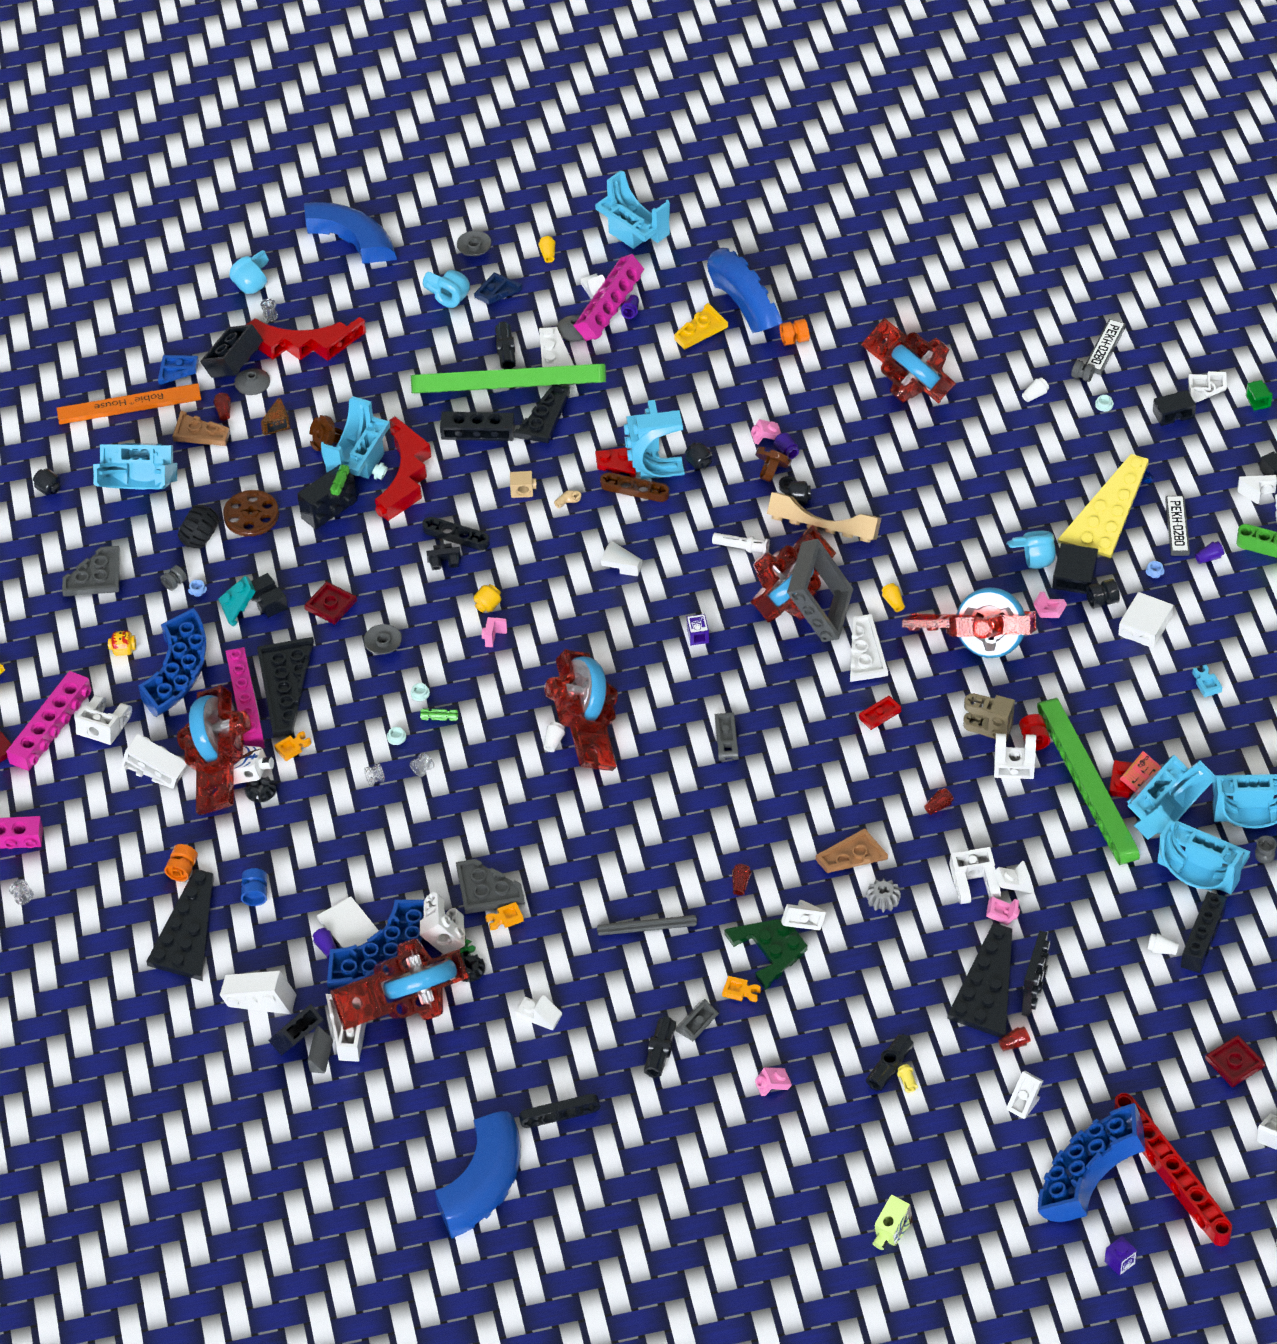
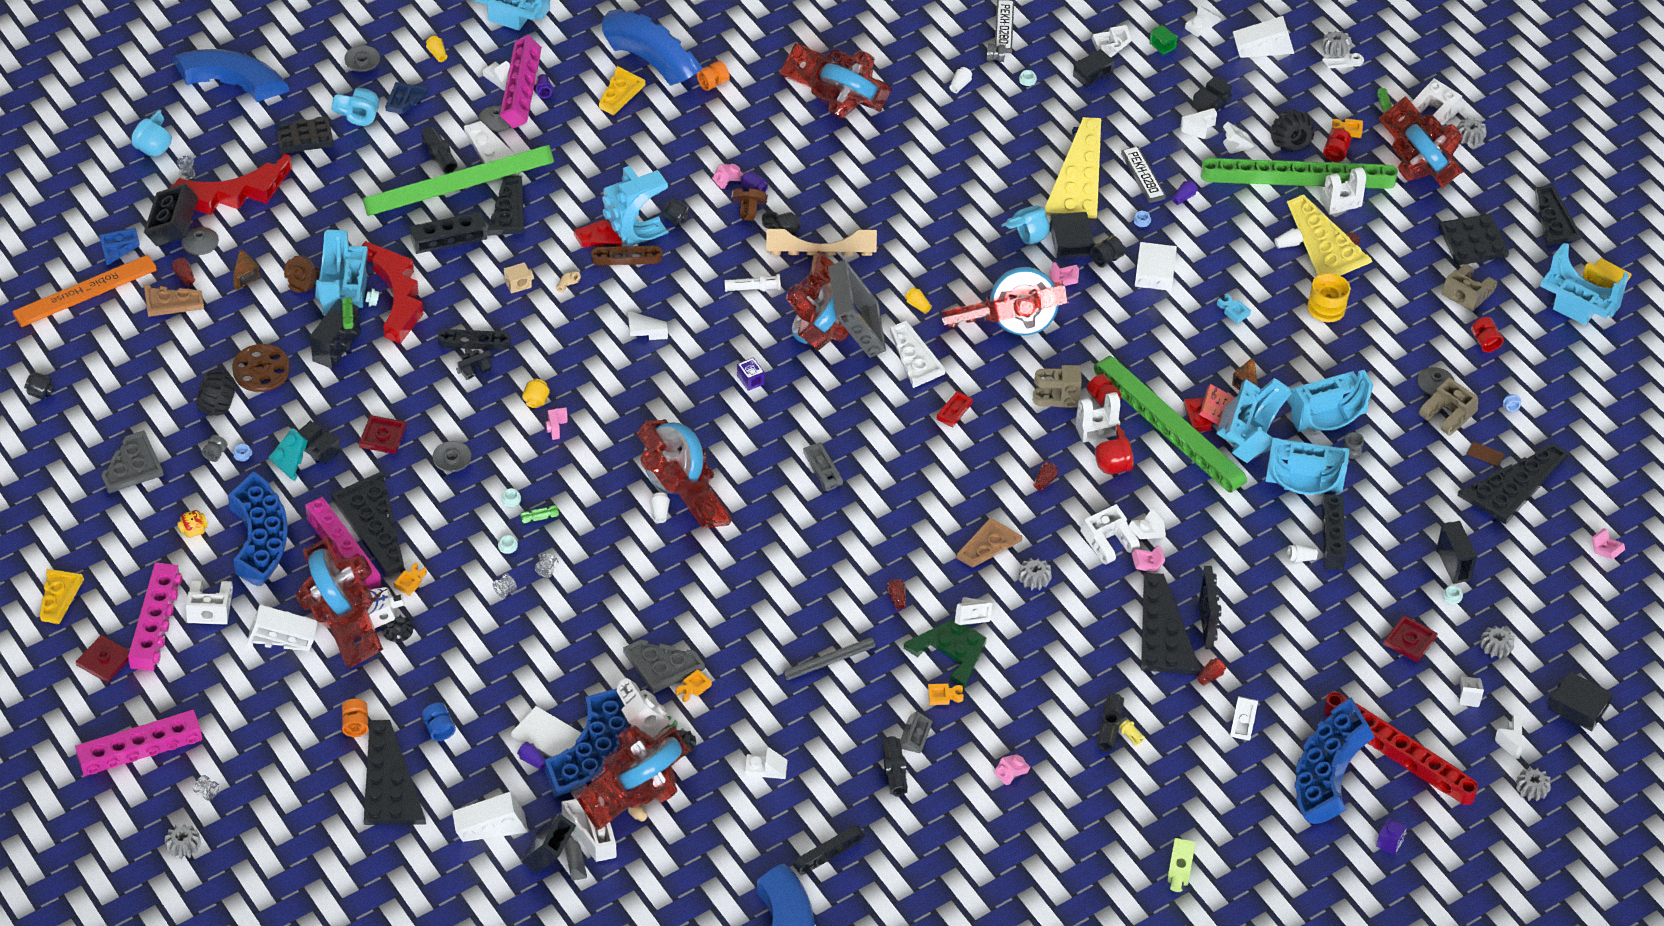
camera: 25 degrees left, 0 degrees up
(135, 466) = (130, 348): medium azure piece -> none
(387, 303) = (304, 135): none -> black plate
(397, 1024) = (638, 813): none -> tan arm
(1015, 798) = (1115, 455): none -> red piece
(1187, 750) = (1246, 371): none -> clear orange slope

